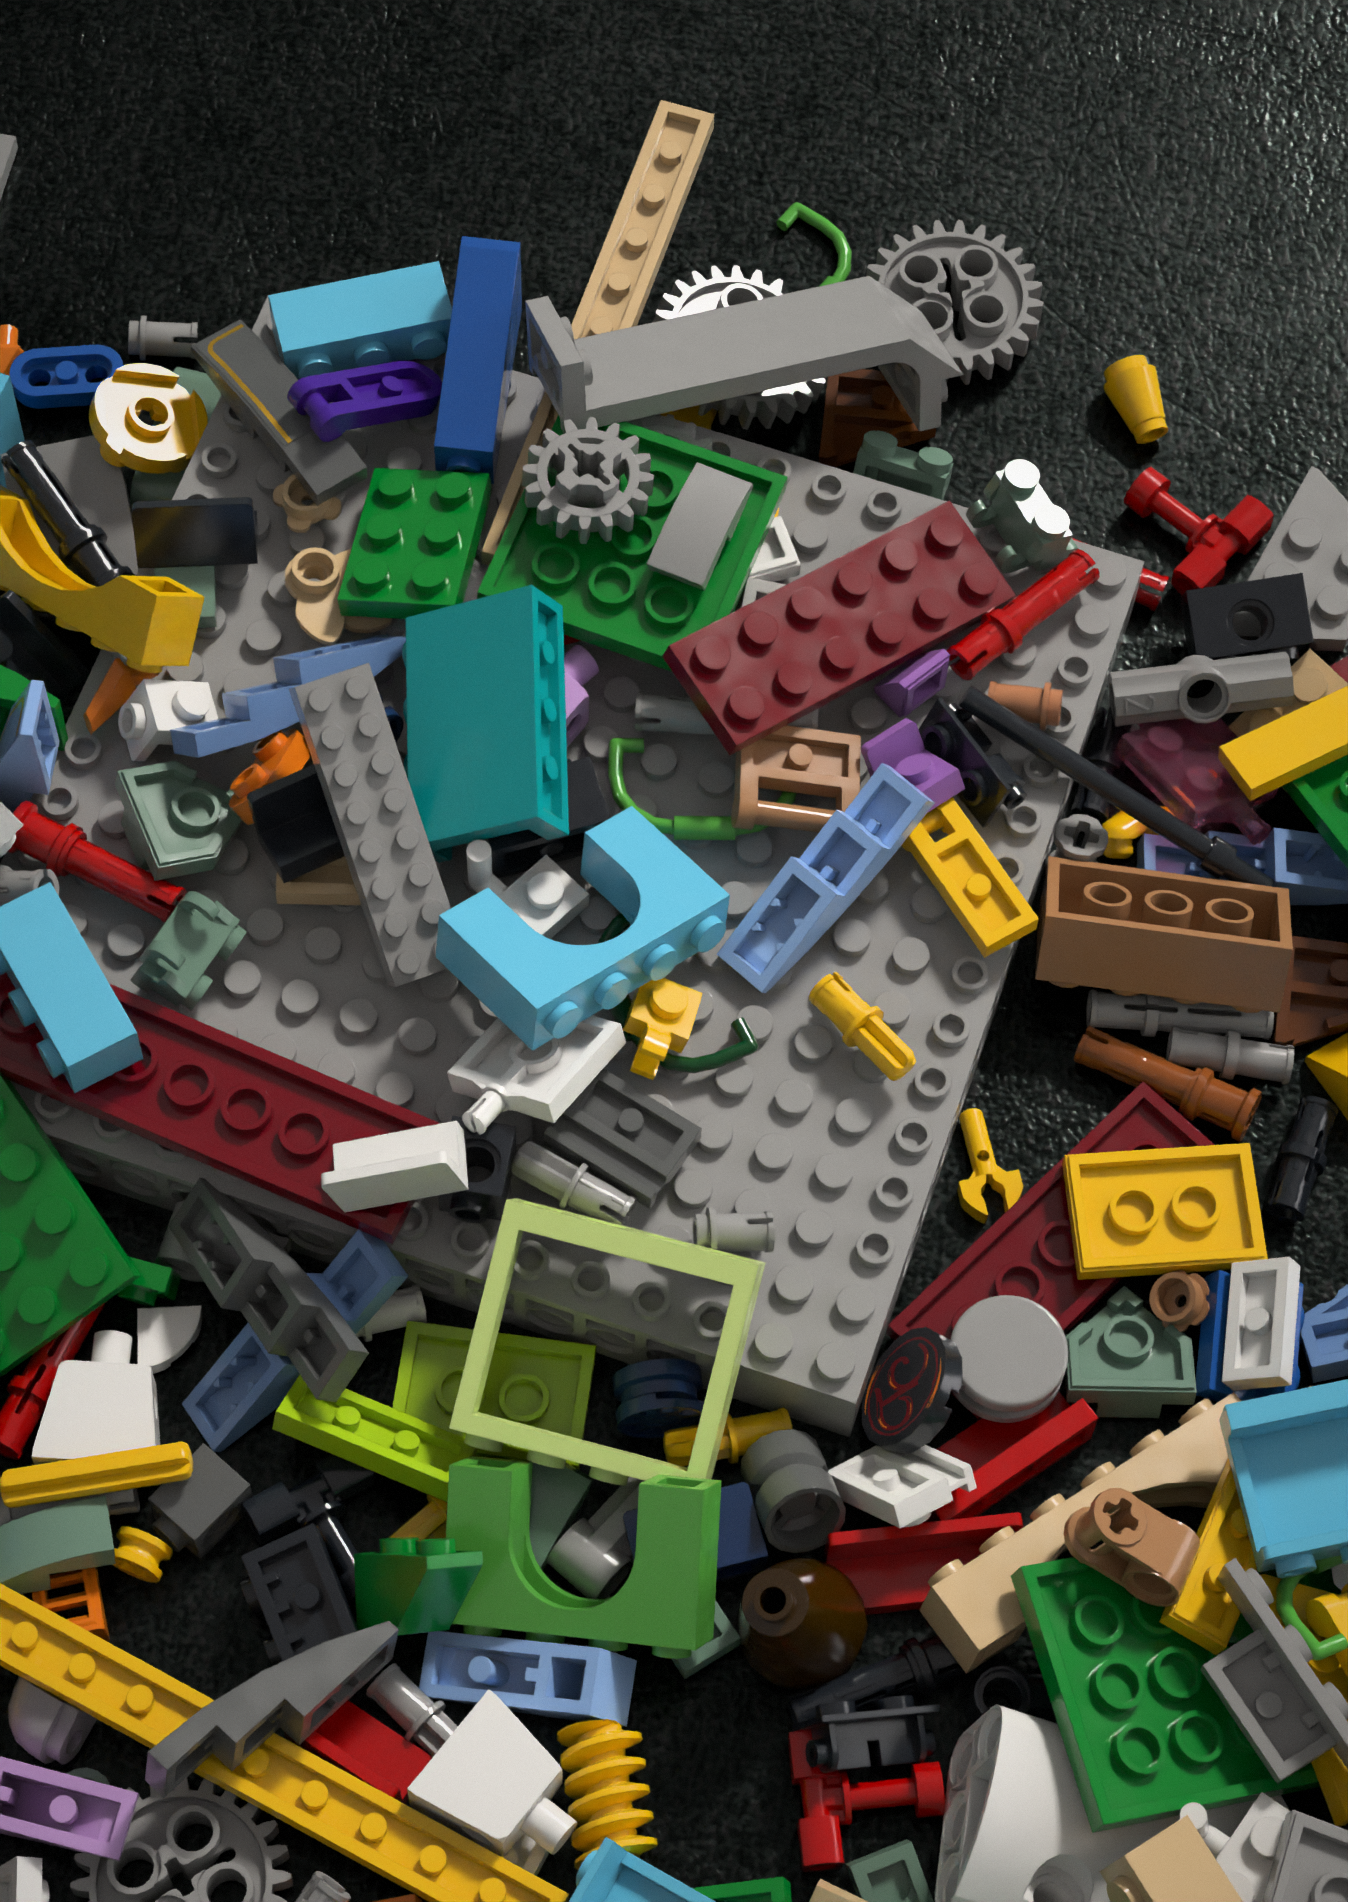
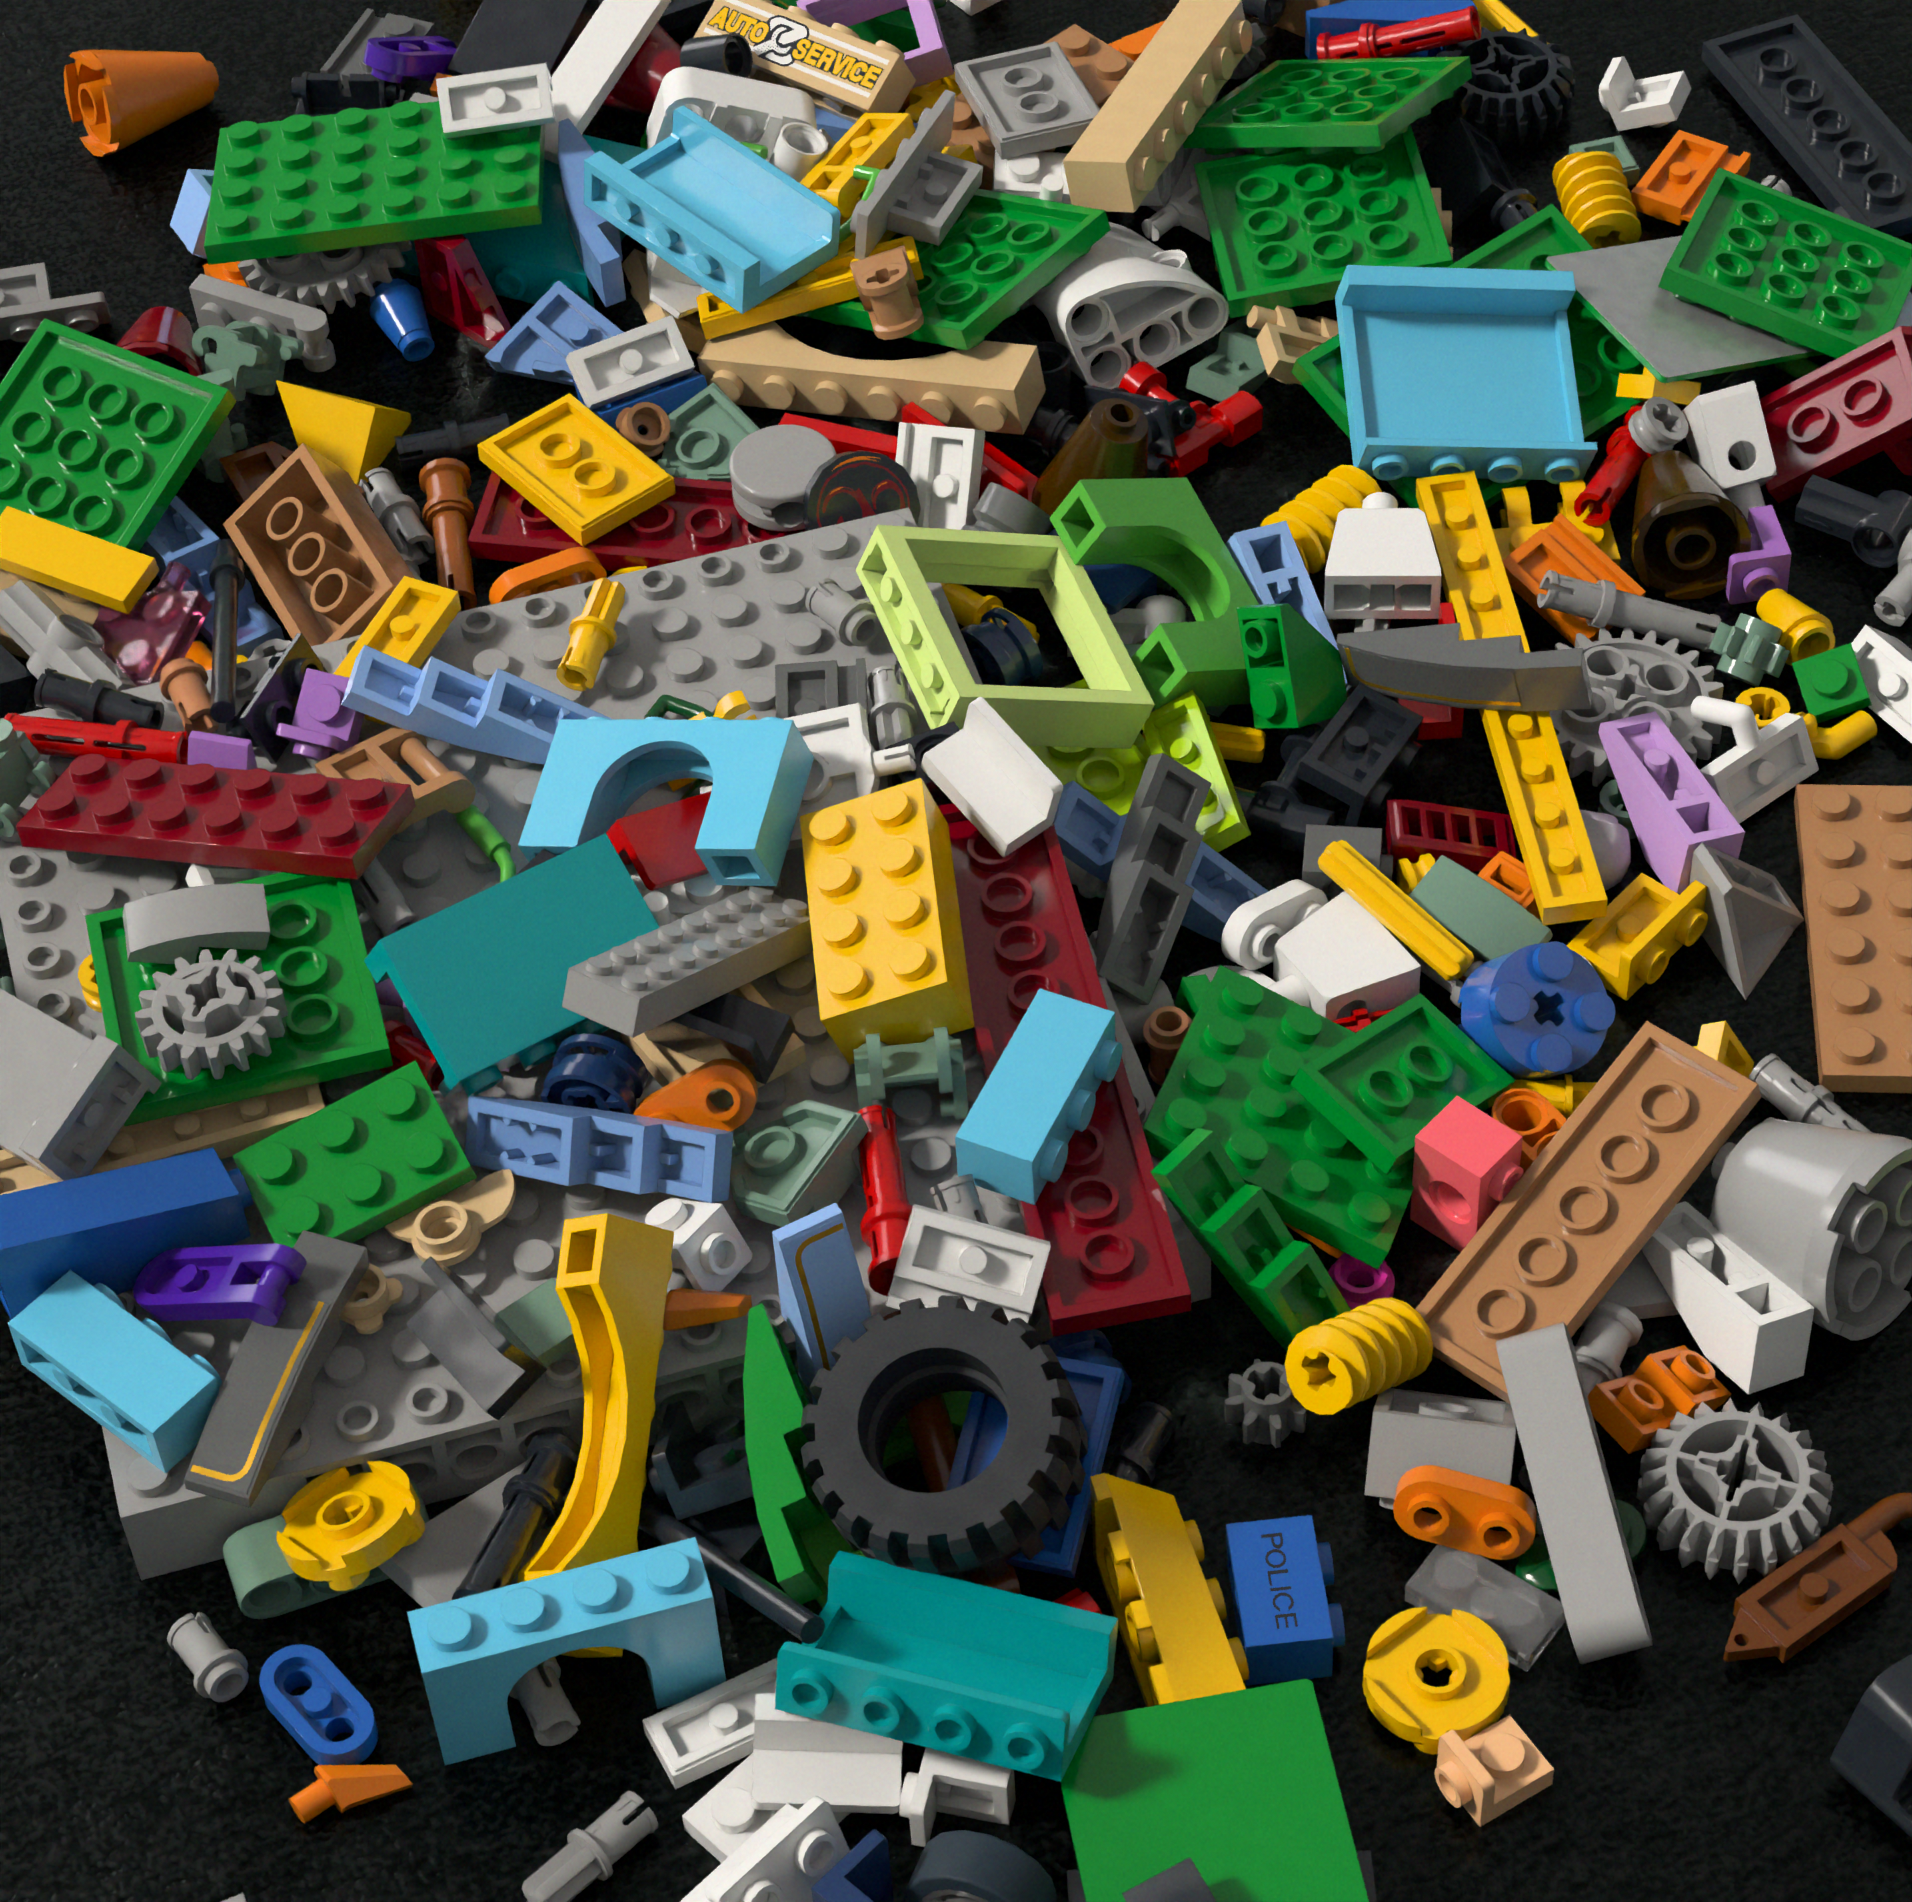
camera: 120 degrees left, 15 degrees down
(135, 1229) = (1164, 1035): none -> nougat pin
(170, 1590) = (1416, 824): none -> dark red slope
(177, 1370) = (1263, 920): none -> white plate
(332, 1009) = (885, 919): none -> yellow brick
(550, 895) = (662, 841): none -> red panel
(1040, 1139) = (546, 574): none -> orange plate
(1066, 637) = (95, 701): none -> black pin

